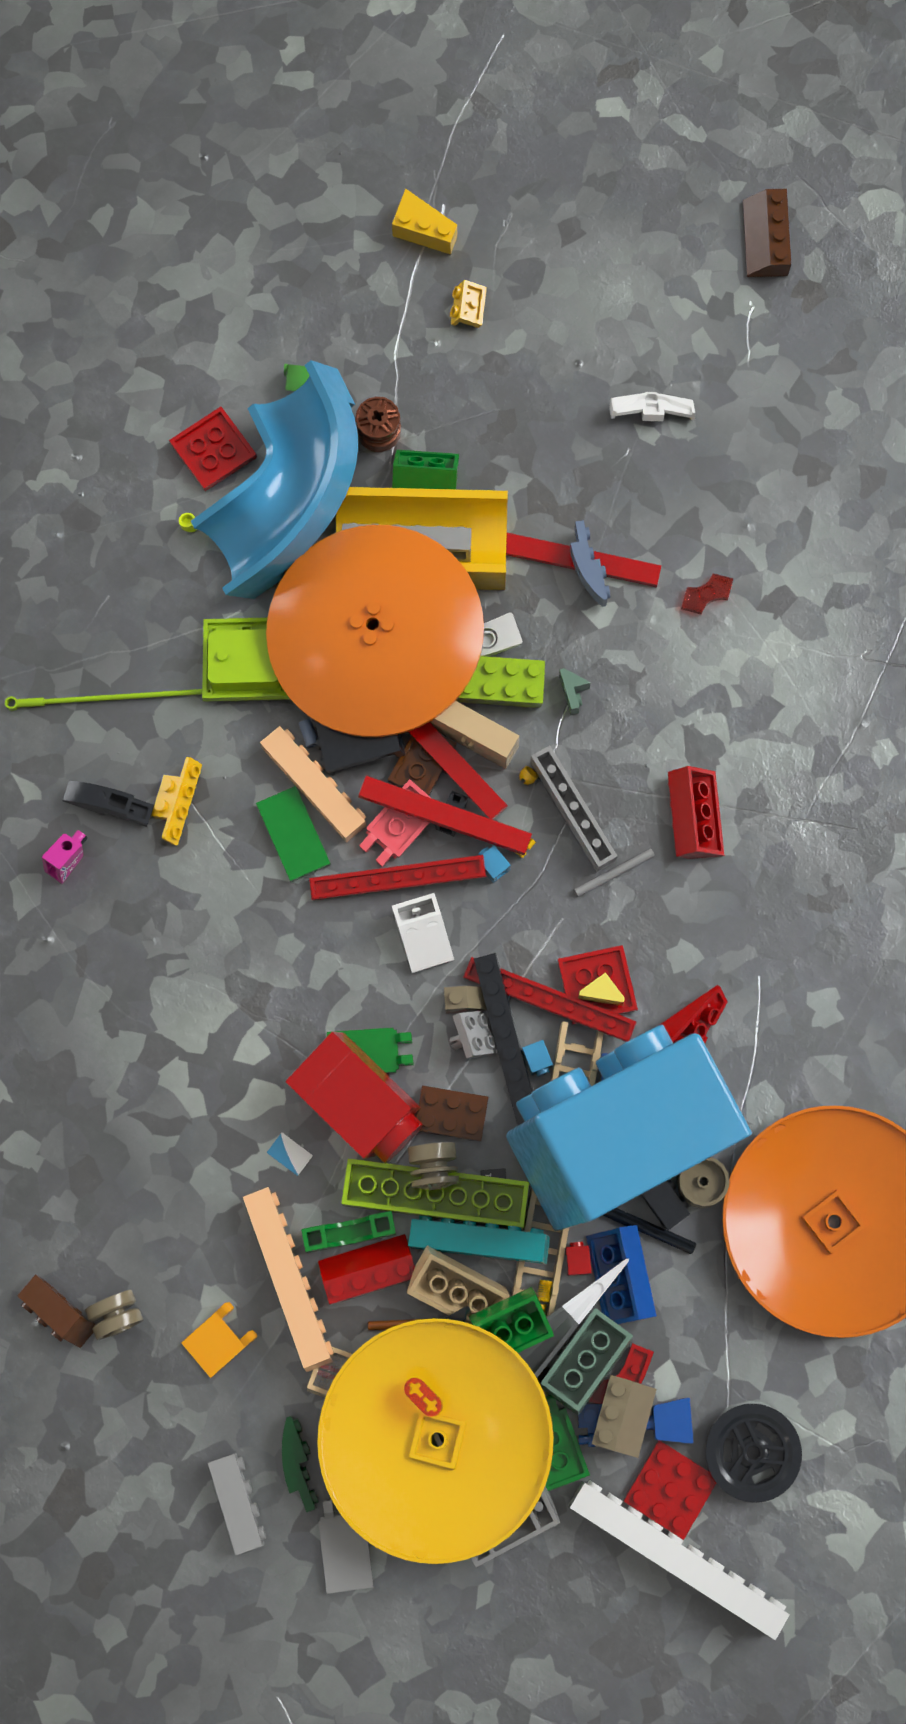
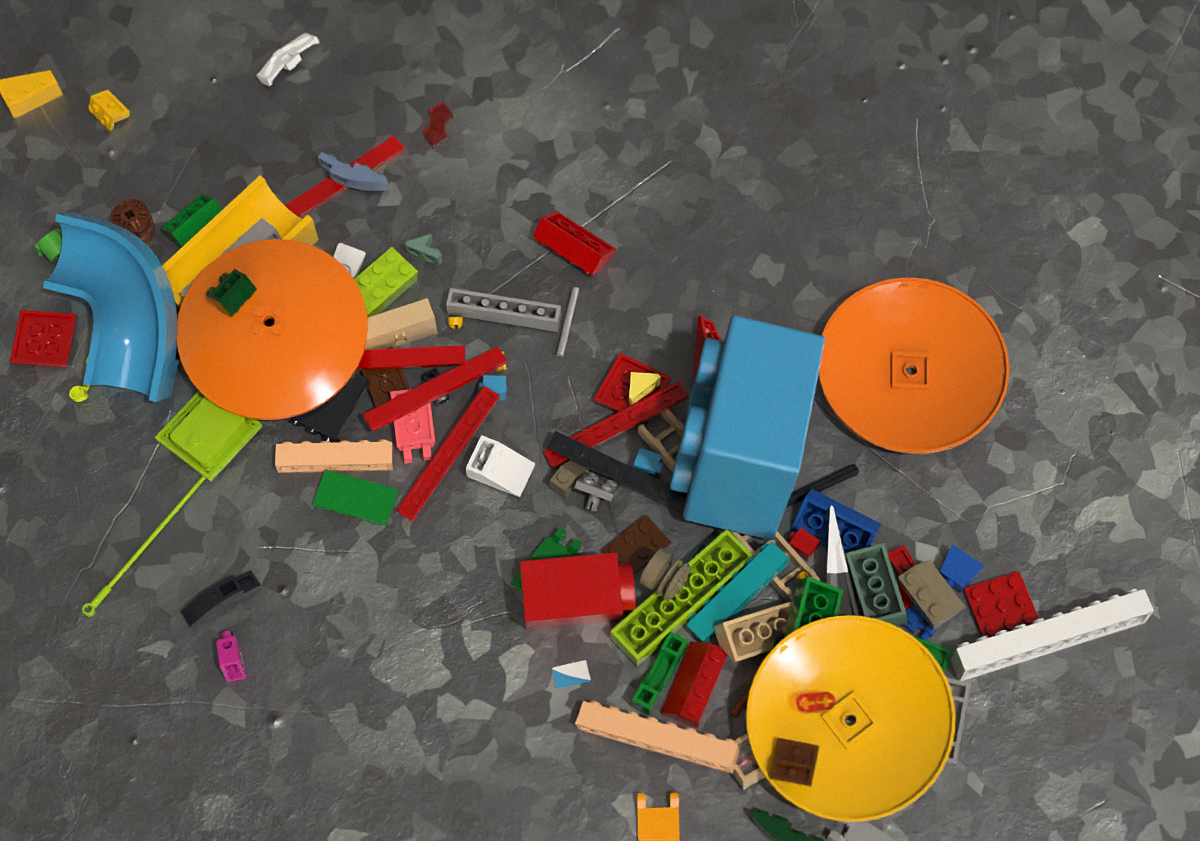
camera: 50 degrees left, 10 degrees down
(175, 799) = (259, 554): yellow bracket -> none
(308, 733) = (297, 433): sand blue piece -> none
(354, 1422) = (794, 762): none -> reddish brown slope
(367, 571) = (232, 292): none -> dark green brick
(666, 1204) = (816, 461): black brick -> none
(710, 1194) = (822, 427): dark tan wheel -> none
(782, 1455) = (1035, 520): black gear -> none

